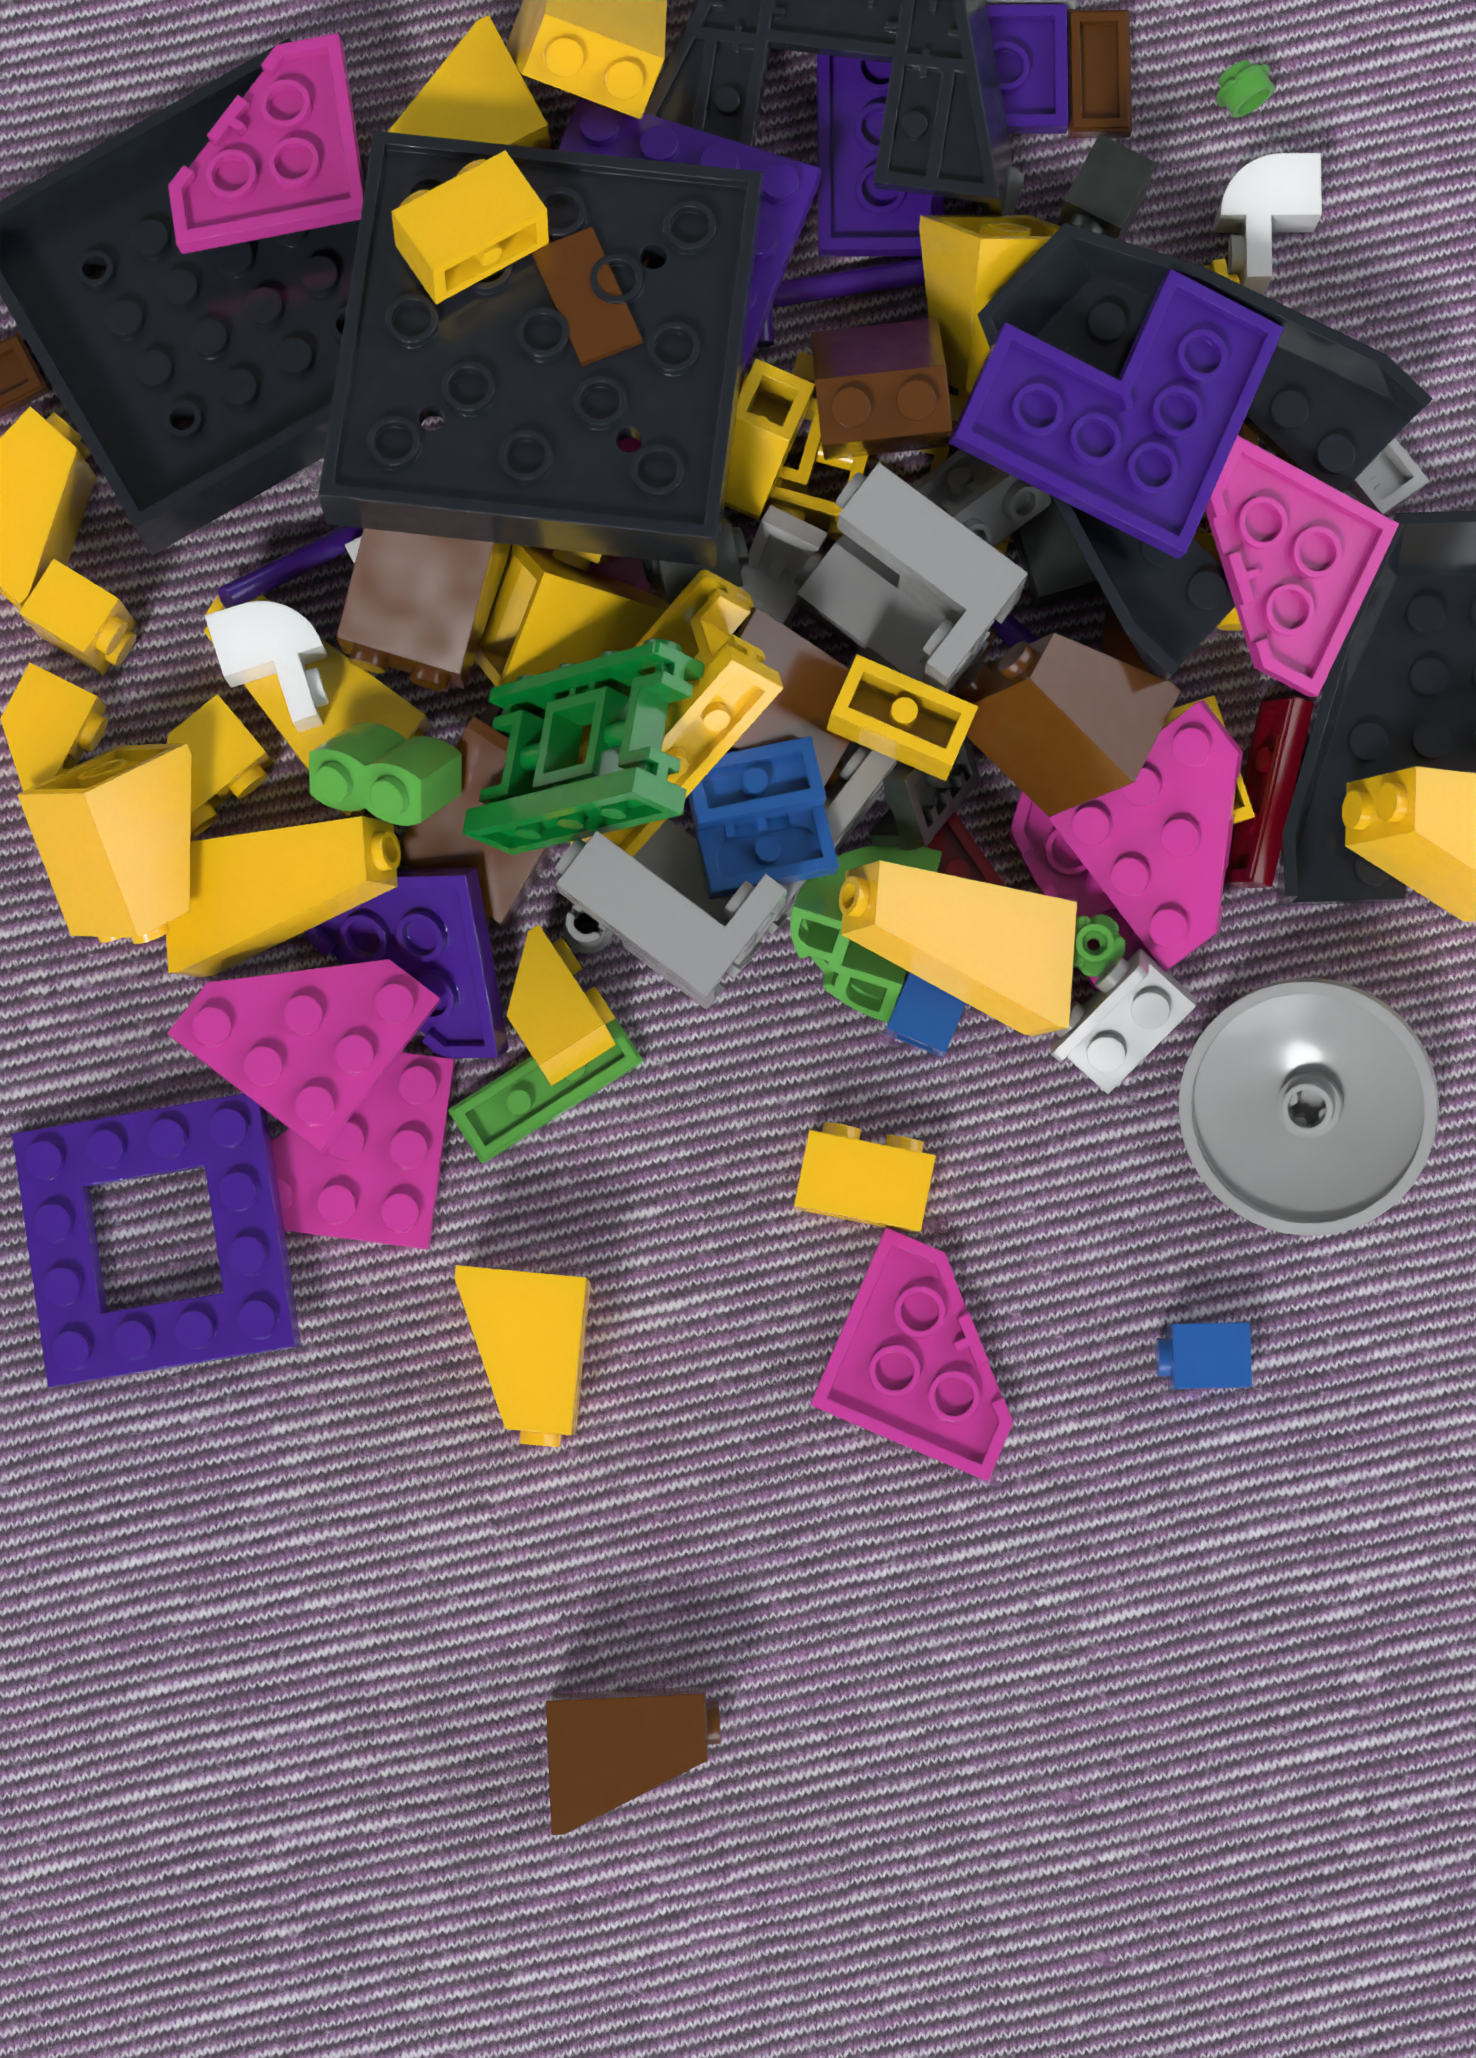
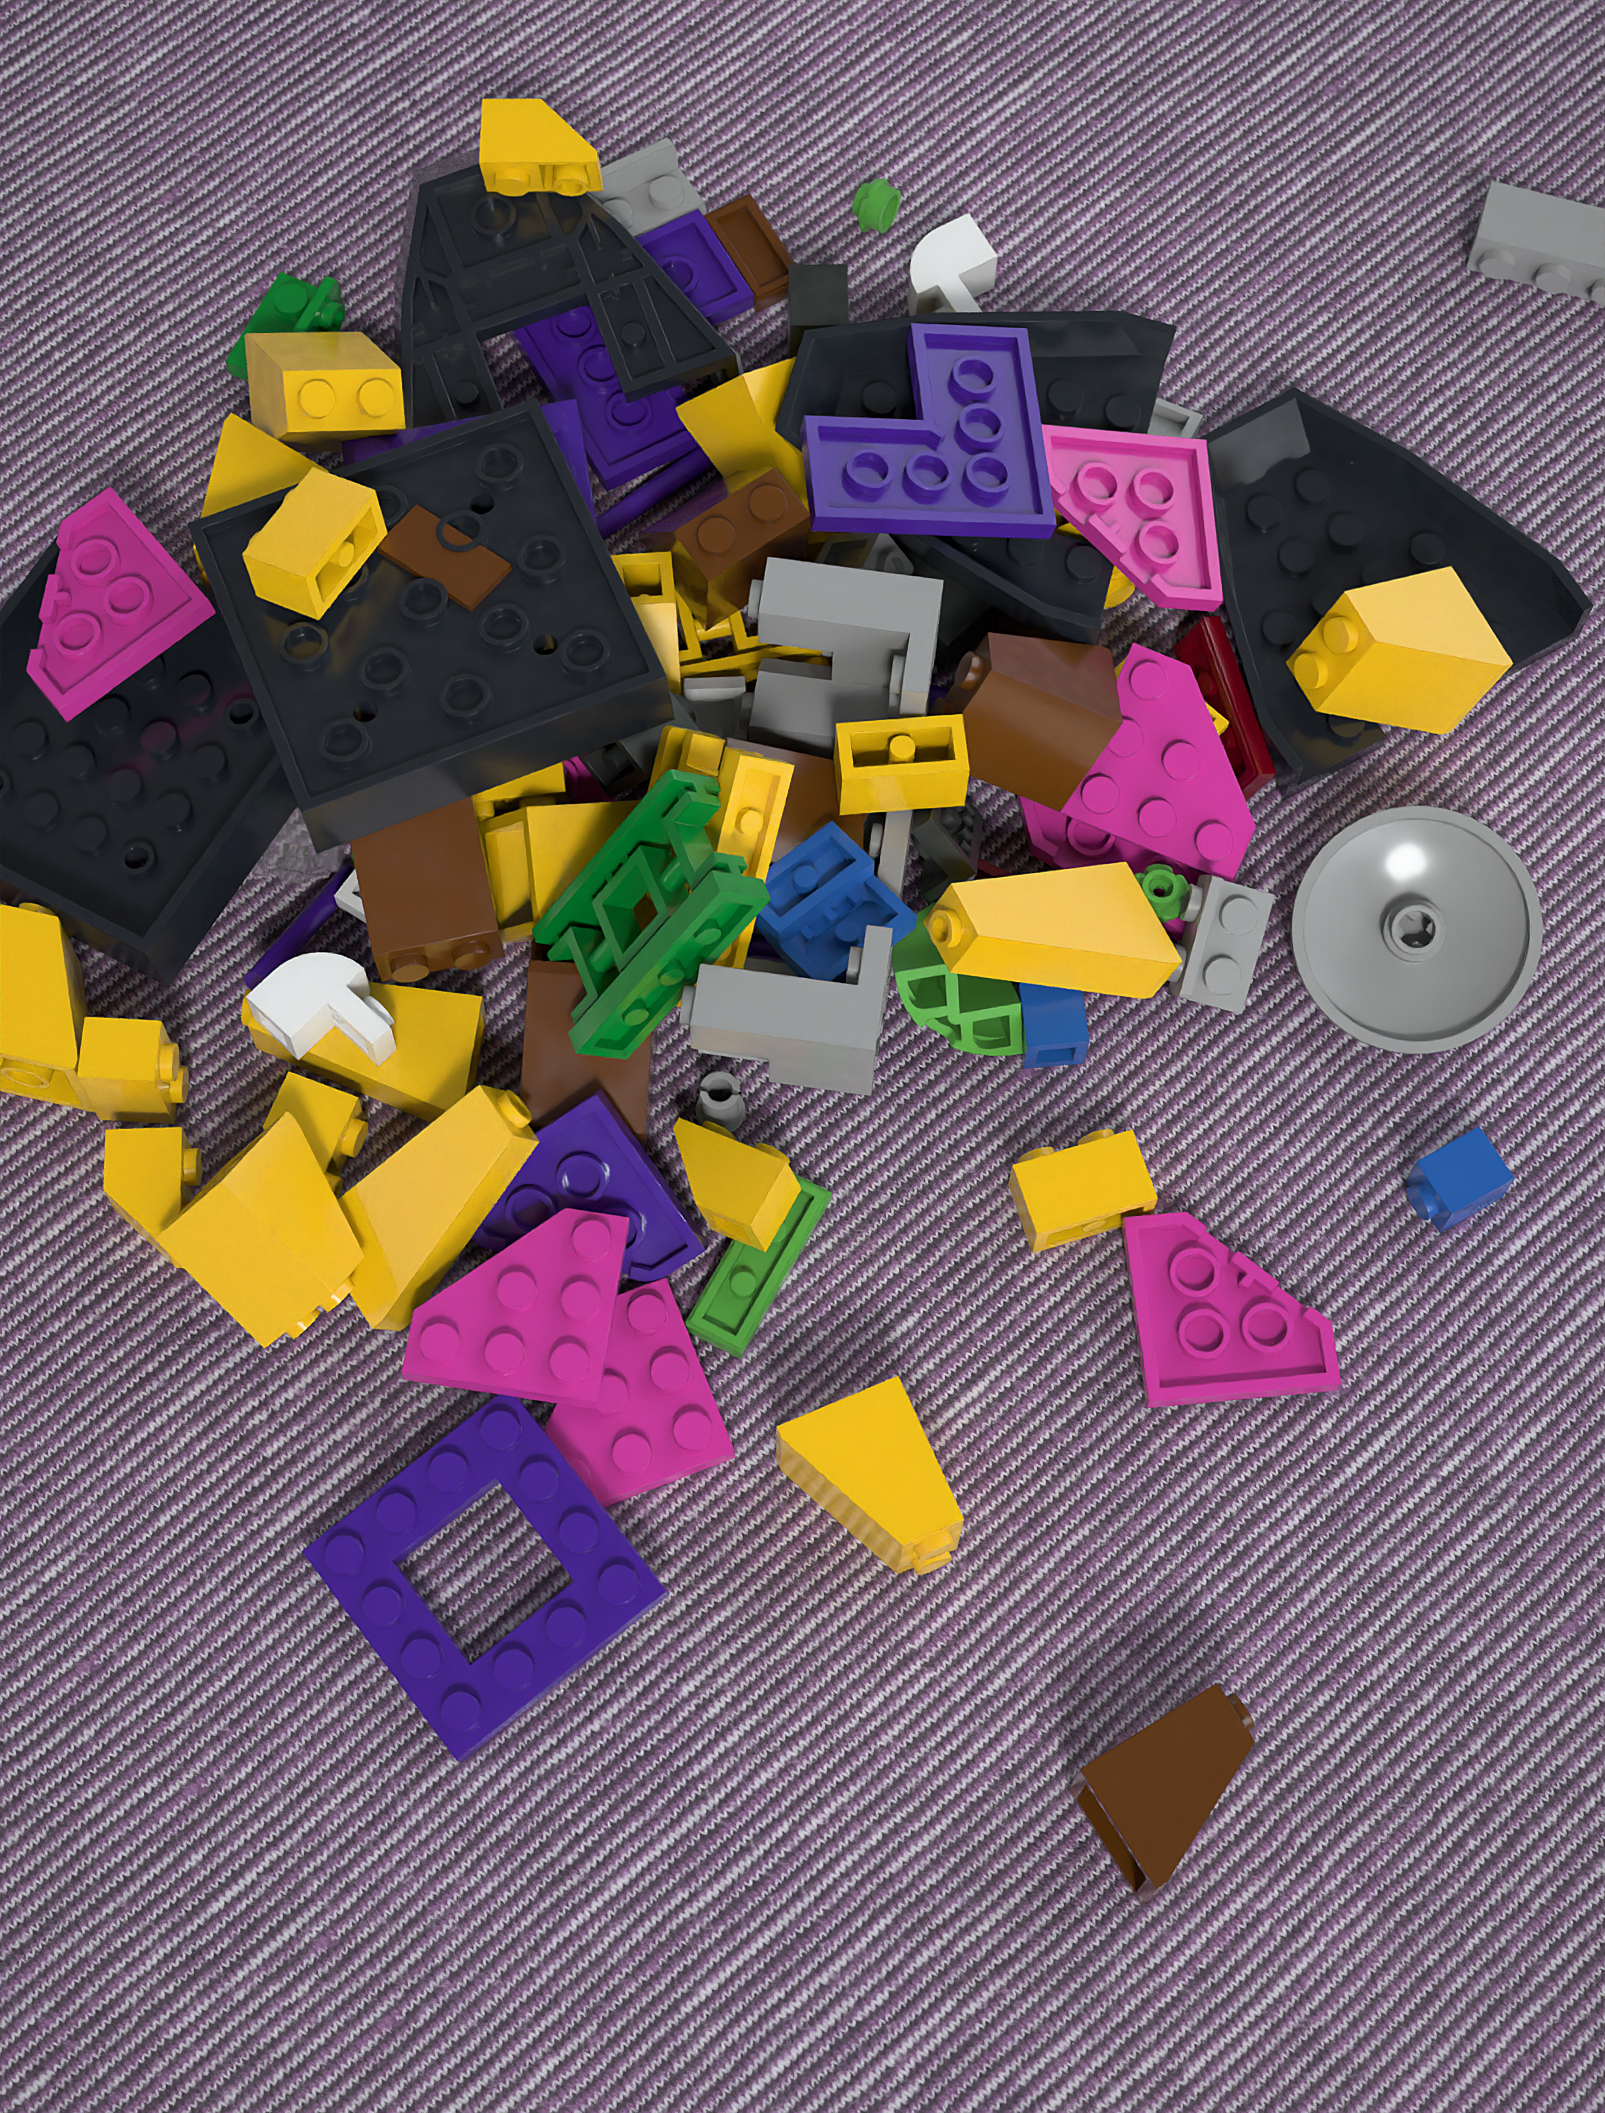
camera: 30 degrees left, 15 degrees down
(385, 773) = (478, 1045): bright green brick -> none

